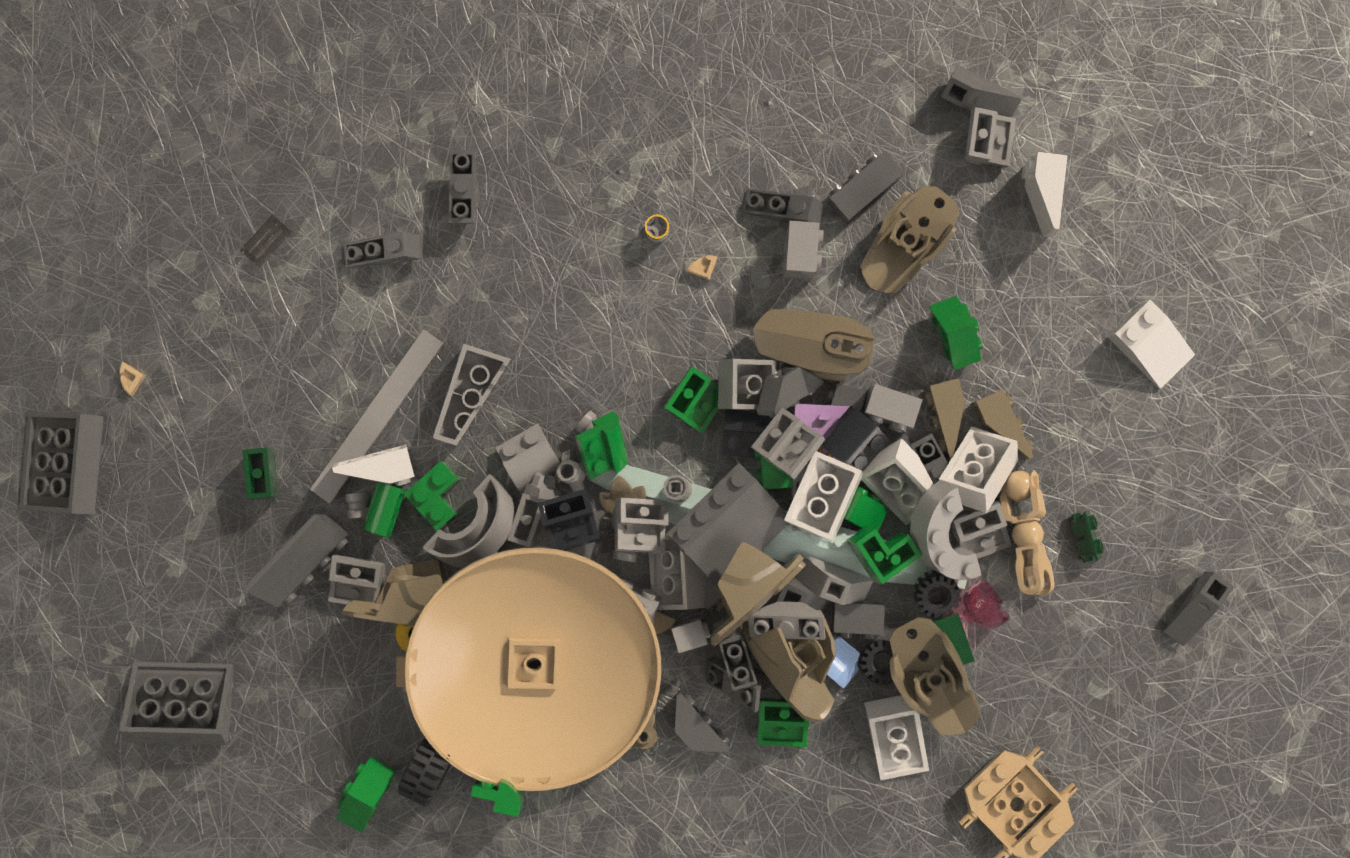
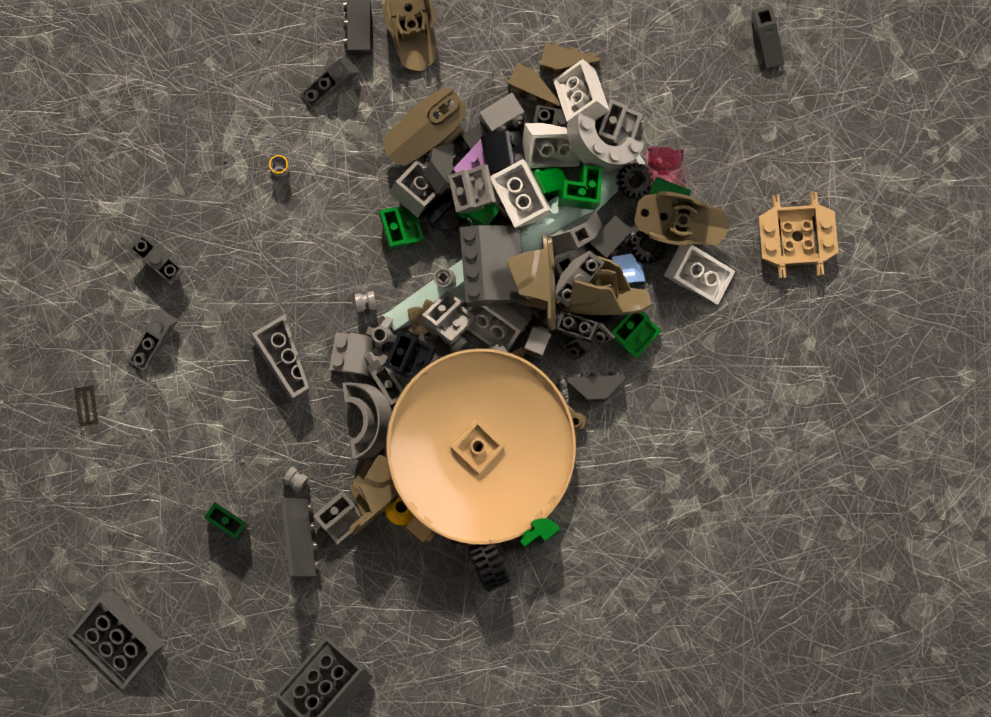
camera: 50 degrees left, 5 degrees down
(130, 378) = (100, 556): tan tile -> none
(363, 796) = (472, 615): green brick -> none
(379, 413) = (250, 425): light grey tile -> none
(382, 466) = (286, 439): white slope -> none
(383, 509) = (310, 463): green brick -> none
(429, 493) = (324, 432): green brick -> none
(603, 446) = (383, 302): green brick -> none
(703, 267) = (325, 158): tan tile -> none
(801, 250) = (365, 91): light grey brick -> none
(957, 332) = (489, 41): green brick -> none
(1027, 533) = (642, 98): tan piece -> none
(1090, 545) = (680, 68): dark green hinge -> none

